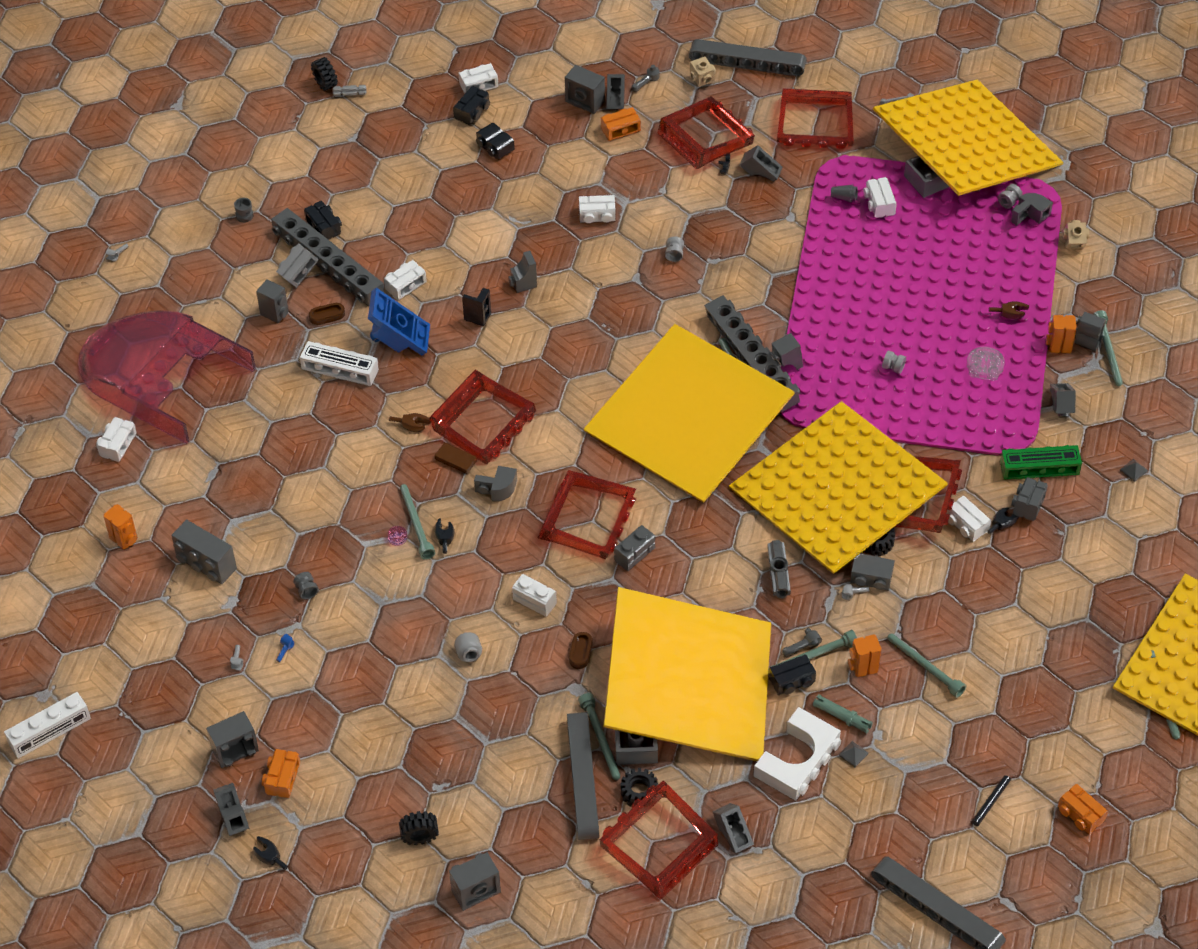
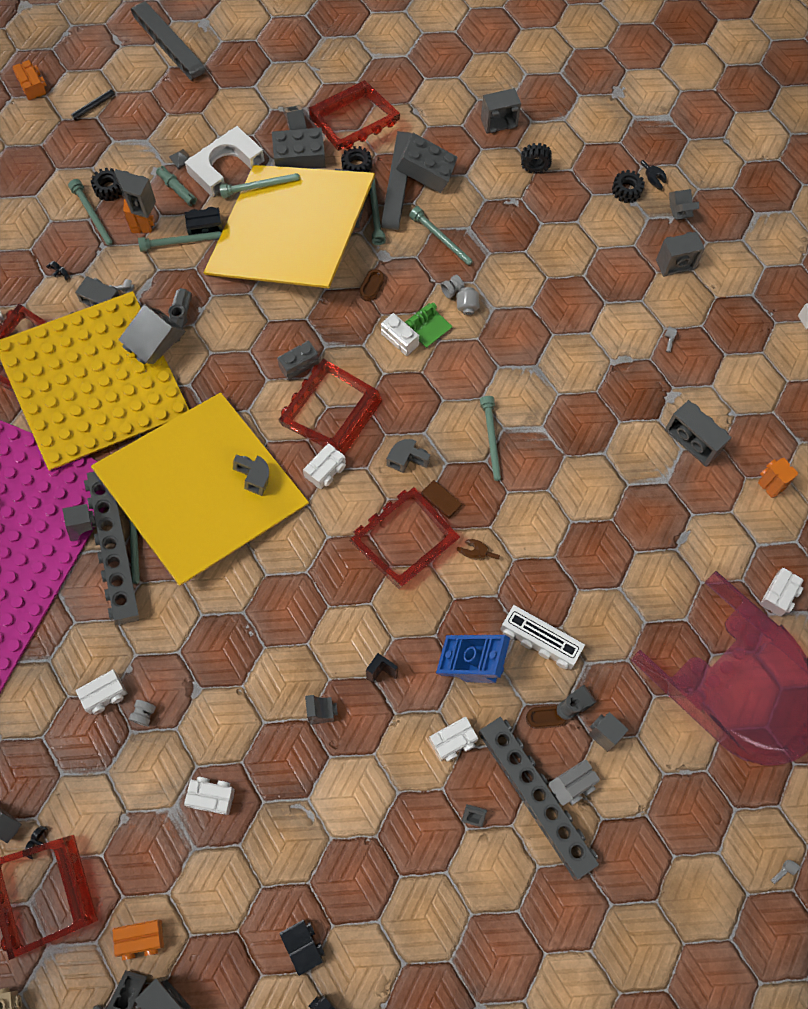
camera: 170 degrees left, 15 degrees up
(243, 210) = (630, 896): dark grey wheel -> none
(281, 773) = (639, 228): orange brick -> none
(288, 643) = (624, 342): blue hand -> none
(297, 817) = (631, 179): none -> black tyre
(301, 322) = (575, 703): none -> dark grey piece
(306, 586) = (603, 389): dark grey wheel -> none
(322, 219) = (535, 857): black brick -> none
(377, 240) = (474, 815): none -> dark grey slope
(397, 535) = (511, 428): clear pink tile -> none
(445, 536) = (468, 414): black hand -> none
(489, 660) = (452, 286): none -> light grey wheel
(508, 617) = (428, 324): none -> bright green hinge
(548, 738) = (418, 215): none -> sand green piece
(551, 786) = (427, 163): none -> dark grey brick
(577, 456) = (324, 466): none -> white brick
(639, 429) = (256, 472): none -> dark grey brick
(713, 784) = (299, 148): none -> dark grey brick
(714, 255) = (101, 692): none -> white brick
(780, 718) = (228, 190): none -> sand green piece
(789, 523) = (150, 334): none -> slope
(811, 639) = (175, 250): dark grey piece -> none
(865, 634) = (136, 192): none -> dark grey slope
(919, 707) = (102, 178): none -> black tyre
(933, 596) = (58, 269): none -> black piece

